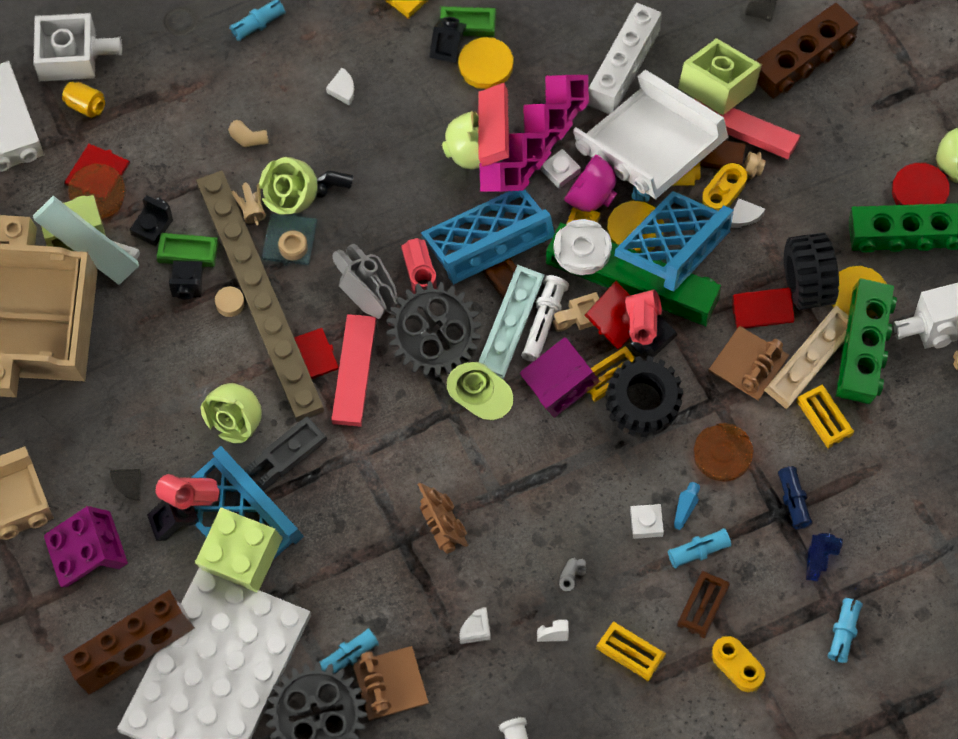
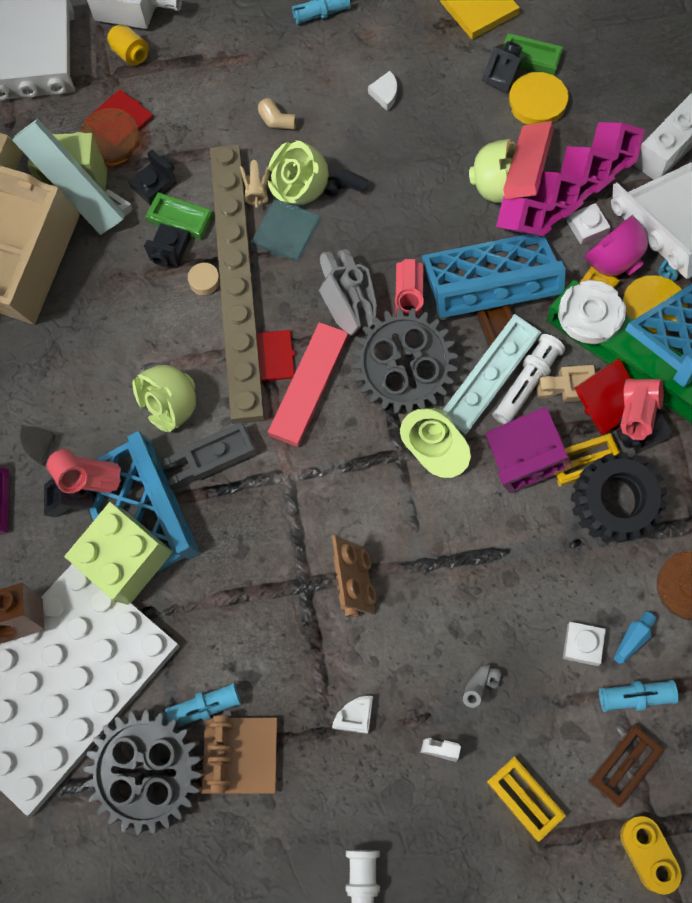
camera: 20 degrees right, 5 degrees up
(293, 245) = (285, 236): tan tile -> none

